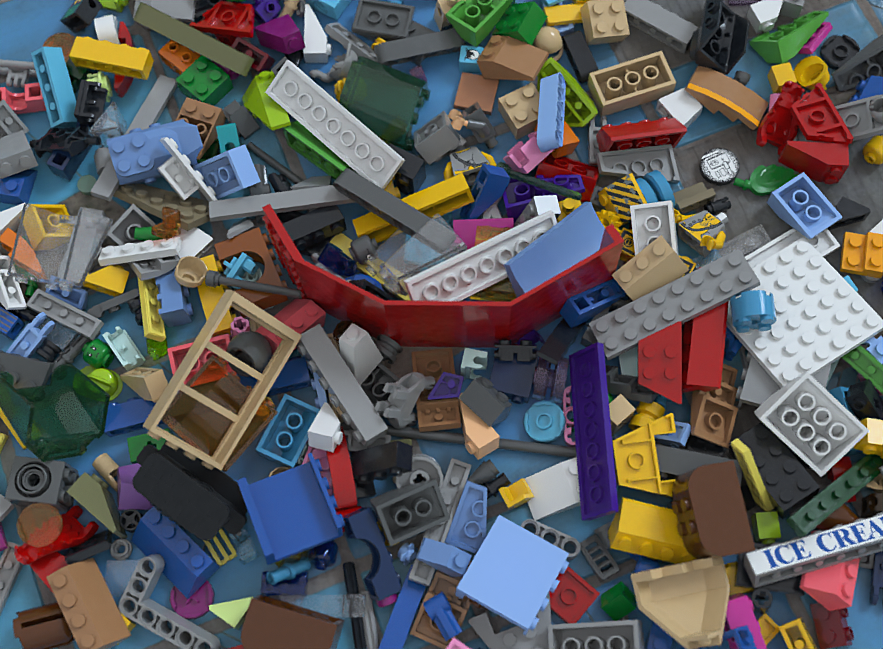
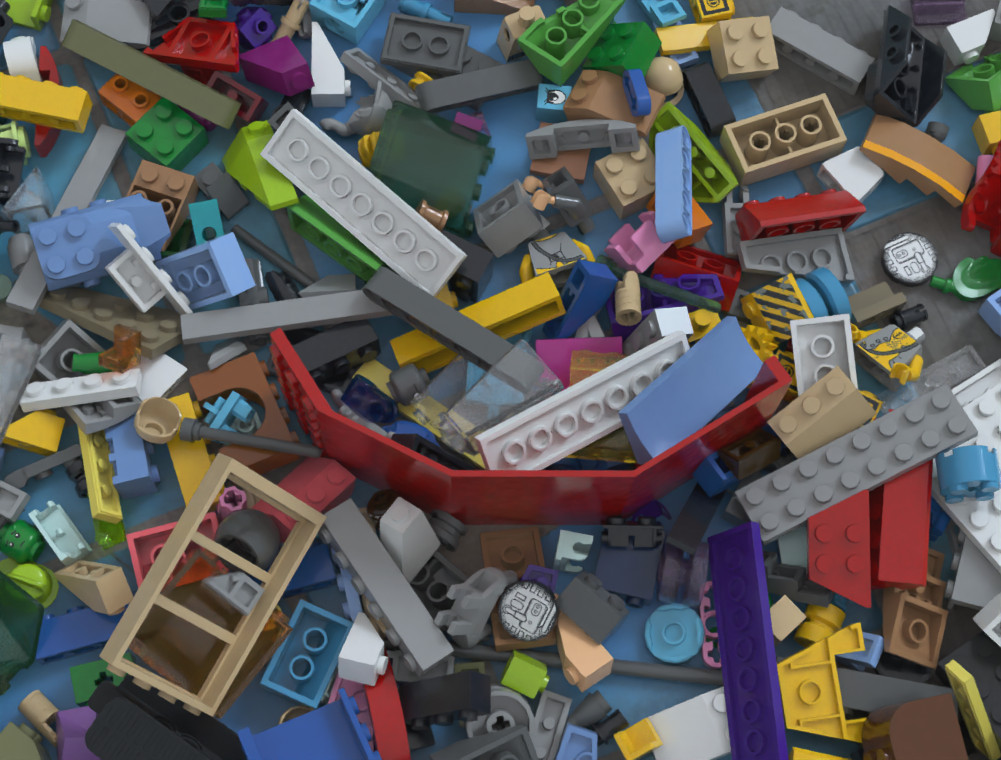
camera: 10 degrees left, 0 degrees up
(238, 384) = (236, 590): none -> light grey tile
(382, 133) = (432, 215): none -> medium nougat bush
(411, 71) = (468, 121): none -> magenta tile
(439, 447) = (524, 674): none -> lime brick
(441, 403) = (528, 610): none -> tile
(489, 79) = (582, 134): none -> light grey slope
(517, 192) = (628, 300): none -> tan hinge
(527, 50) = (636, 92): none -> blue beam
(600, 296) = (750, 453): none -> dark brown slope

